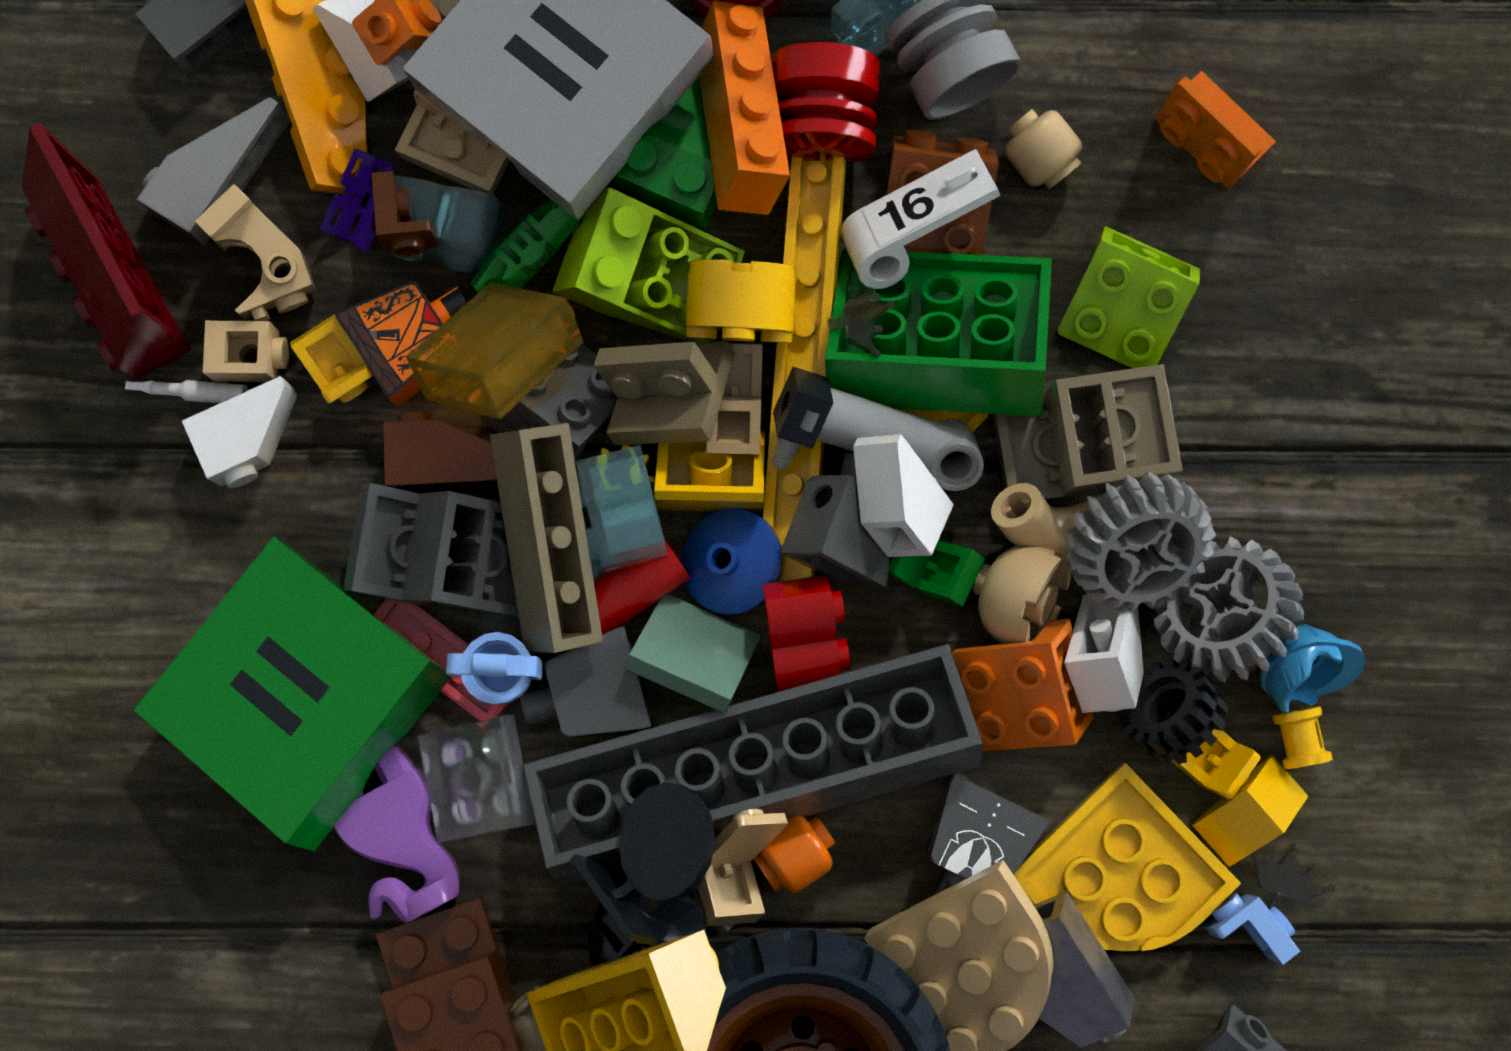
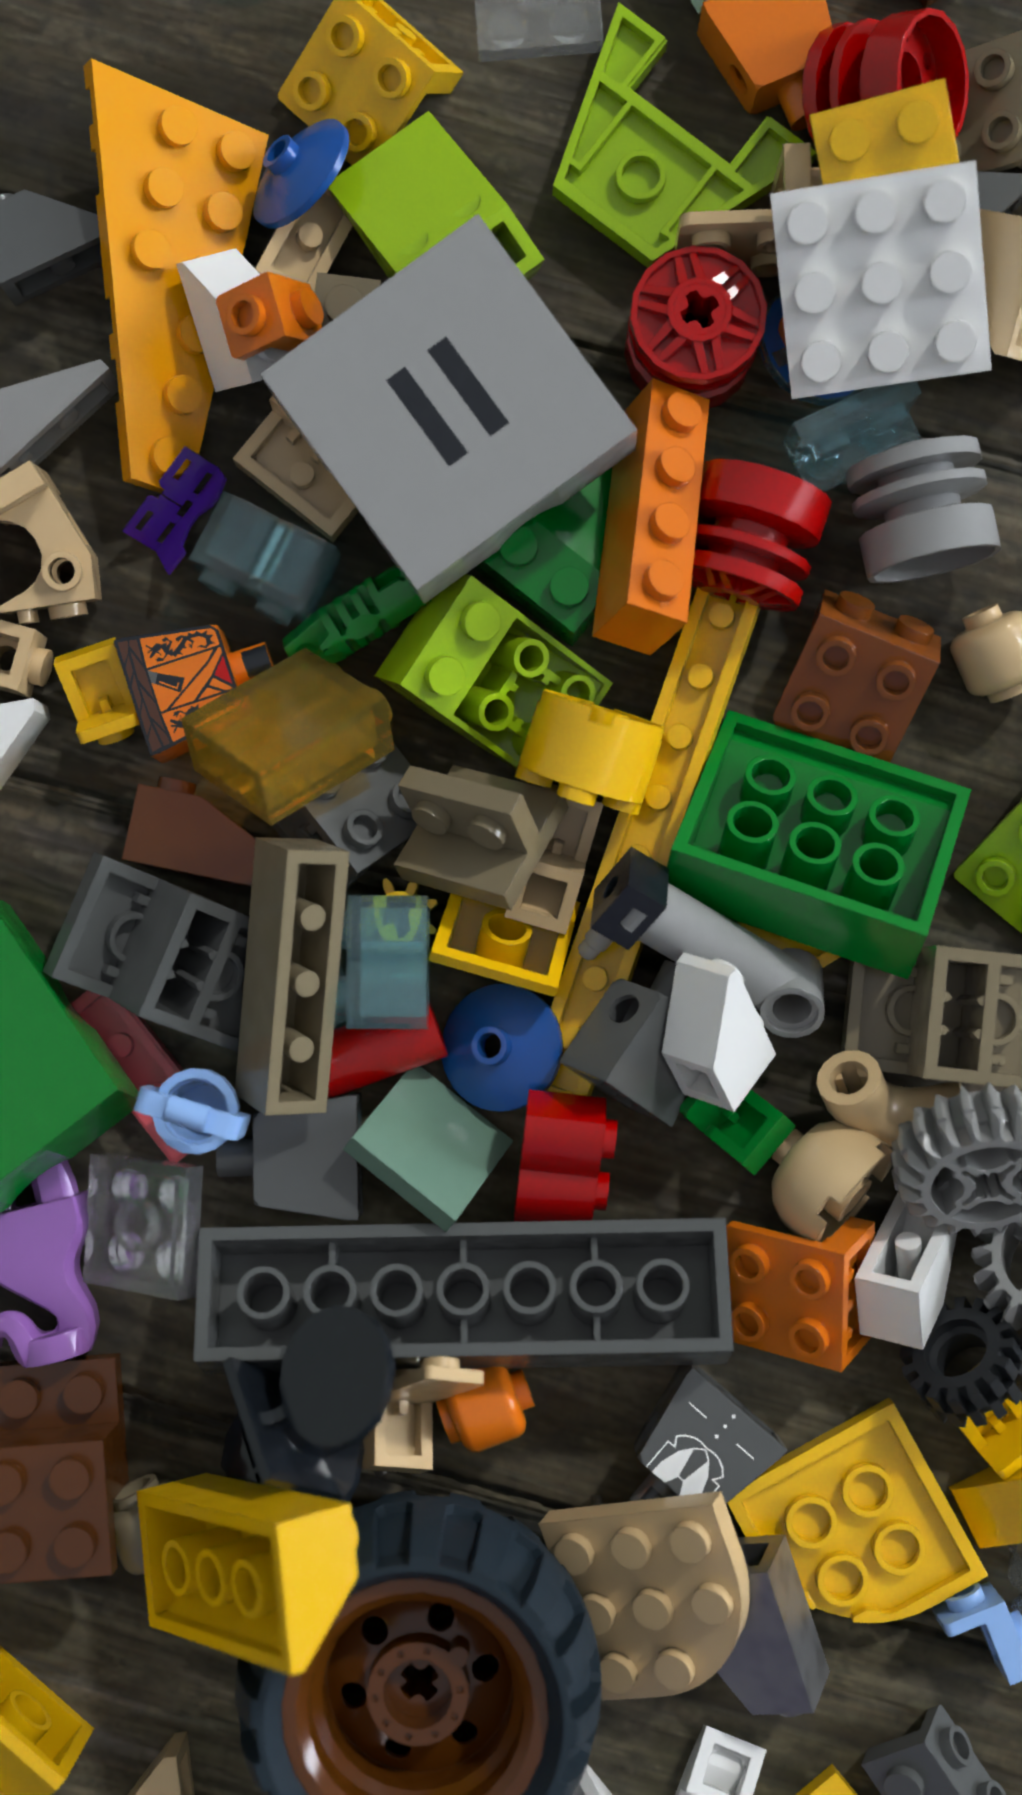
camera: 20 degrees right, 5 degrees up
(395, 218) = (207, 537): reddish brown bracket -> none
(859, 319) = (724, 811): clear smoke piece -> none
(882, 228) = (841, 692): white door -> none

